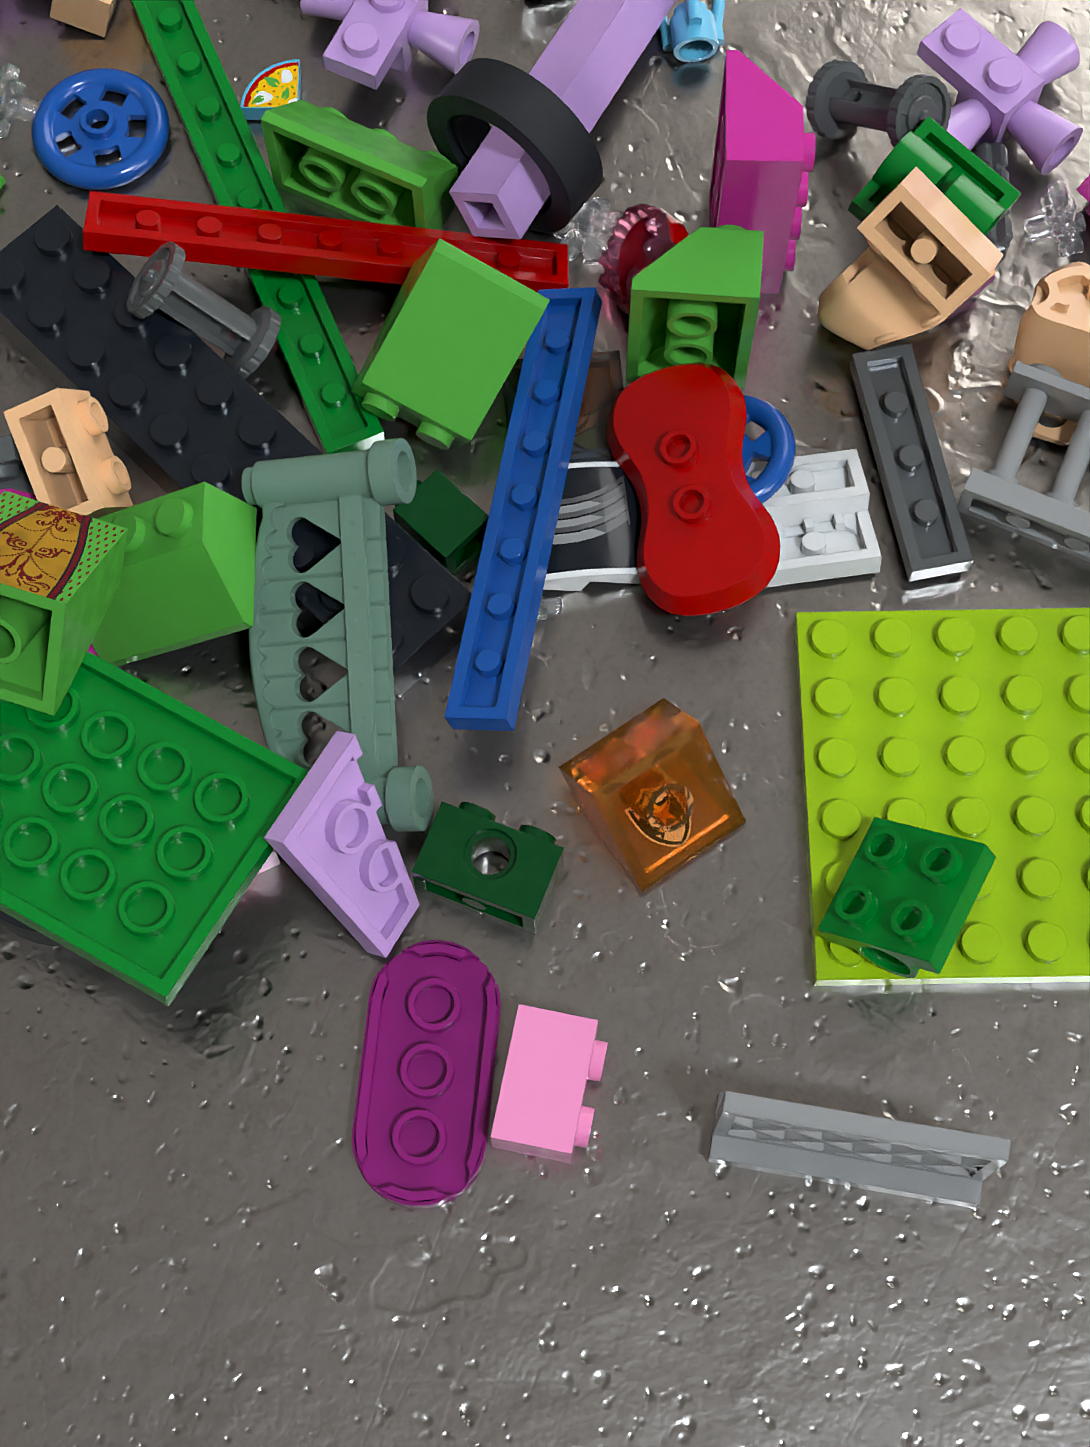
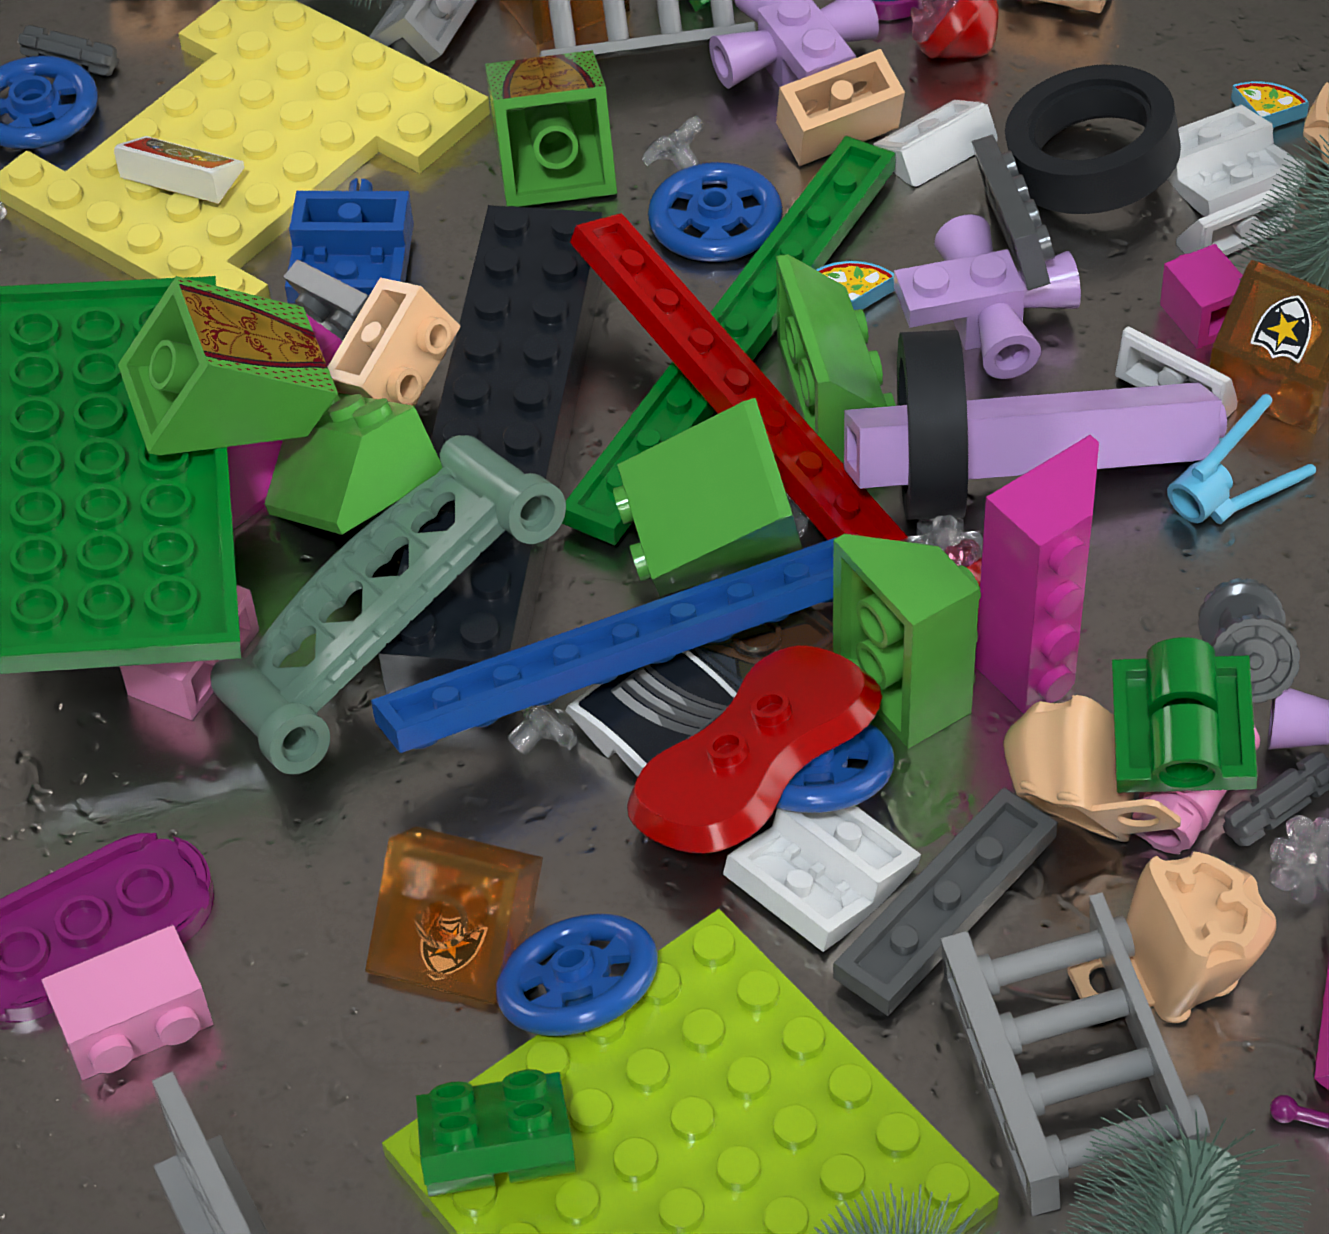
camera: 55 degrees right, 20 degrees down
(166, 287) = (591, 343): dark grey hose -> none
(341, 851) = (203, 715): lavender wing -> none
(444, 522) = (566, 602): dark green brick -> none
(511, 896) = (297, 875): dark green brick -> none
(805, 791) = (577, 975): none -> blue plate
(930, 242) = (1110, 720): light nougat brick -> none

